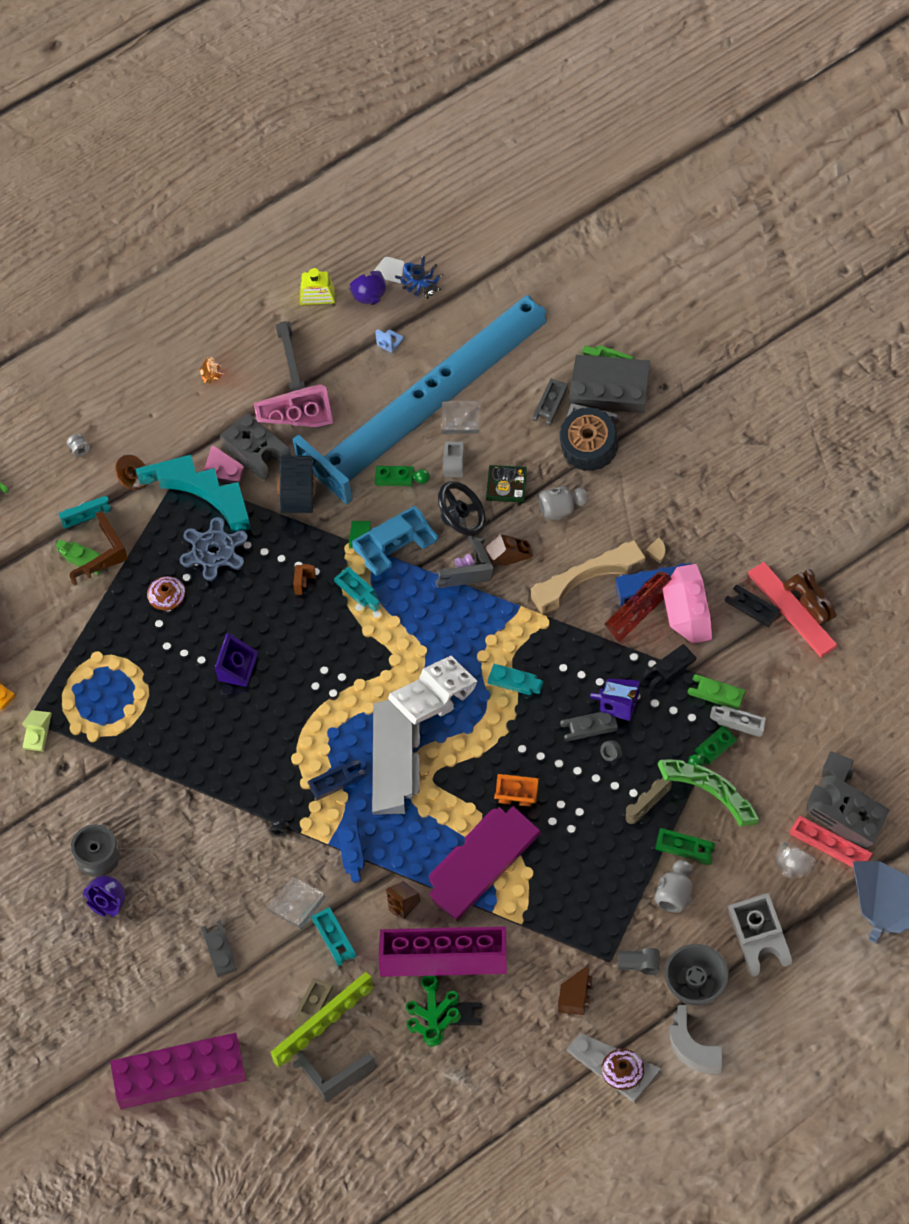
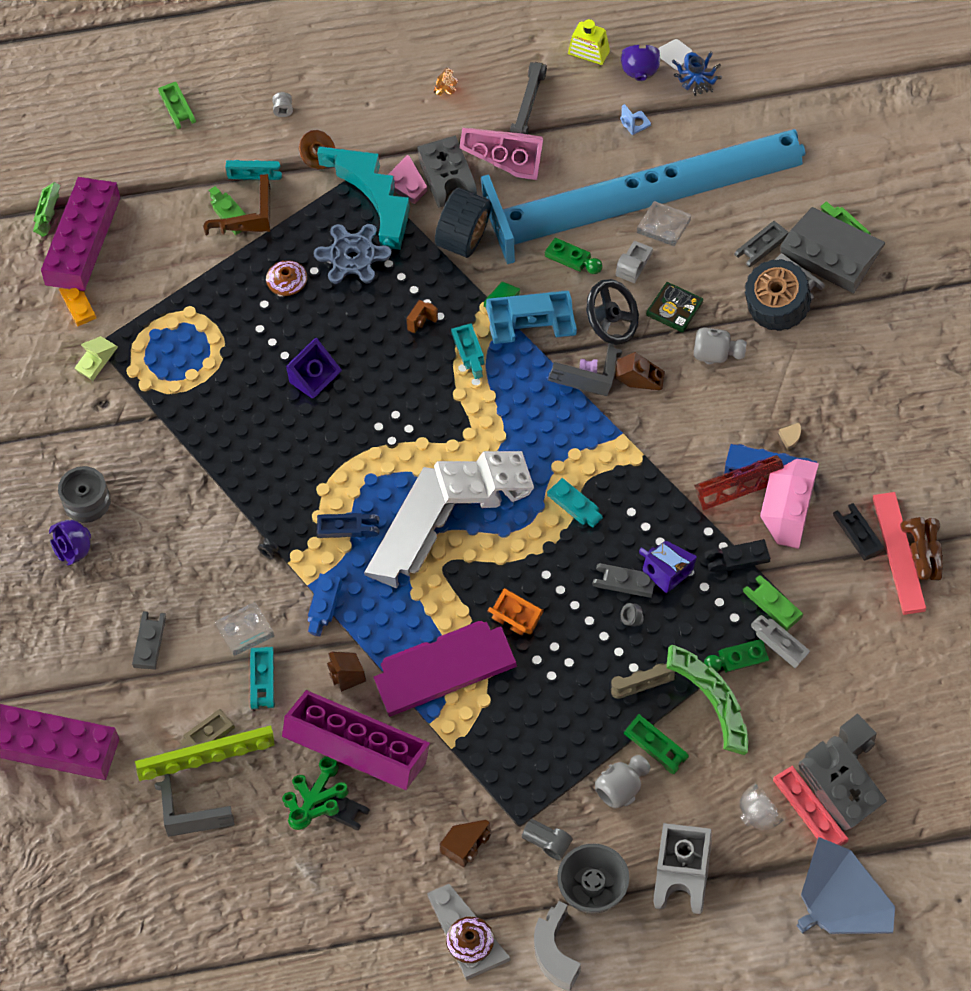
camera: 25 degrees right, 0 degrees up
(622, 560) = (748, 430): tan arch -> none

